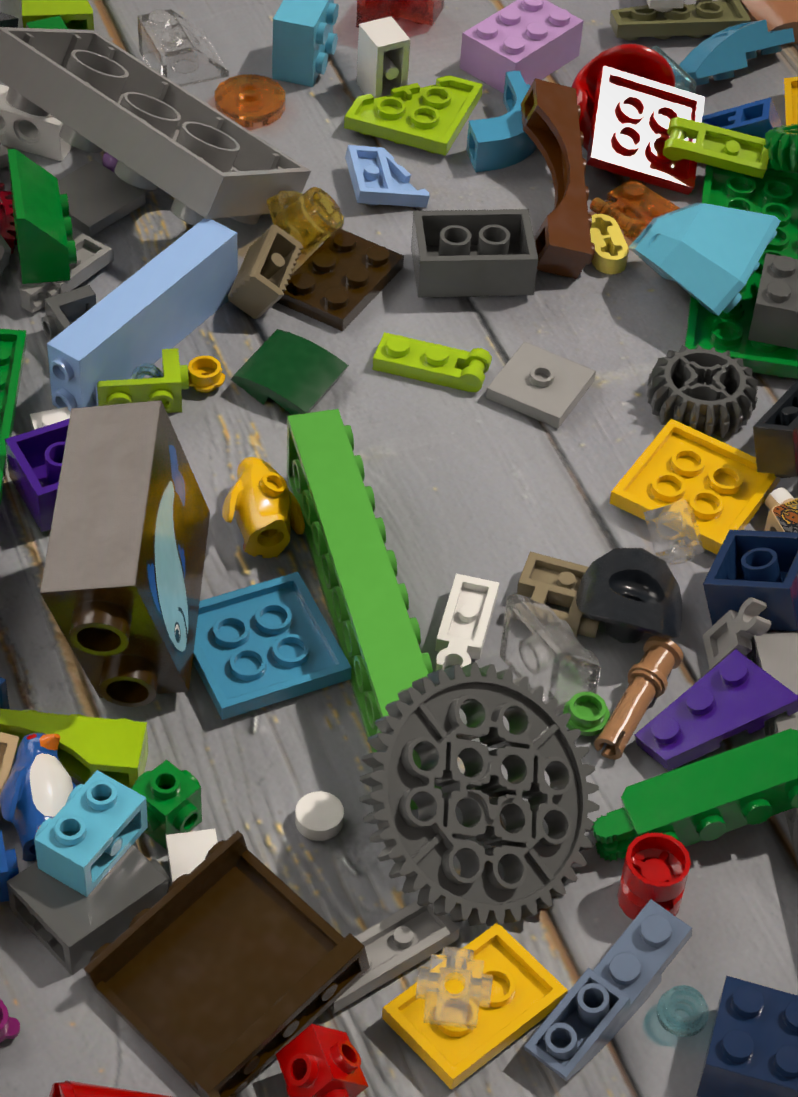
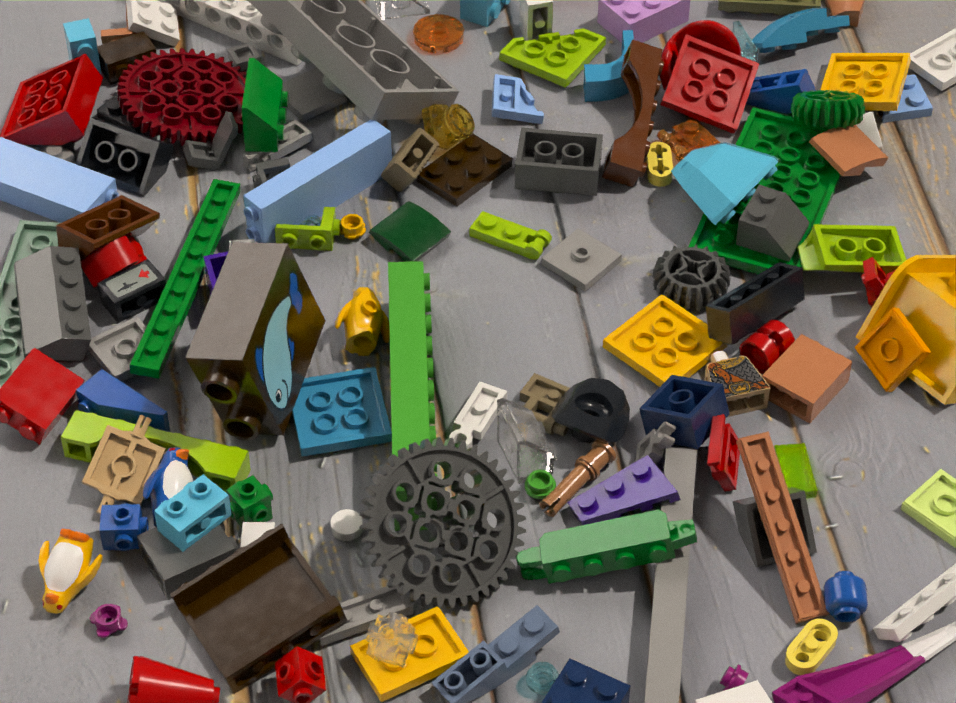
camera: 15 degrees right, 0 degrees up
(654, 870) = (548, 589): red wheel -> none
(674, 532) = (634, 372): clear brick -> none
(716, 147) = (756, 102): lime plate -> none

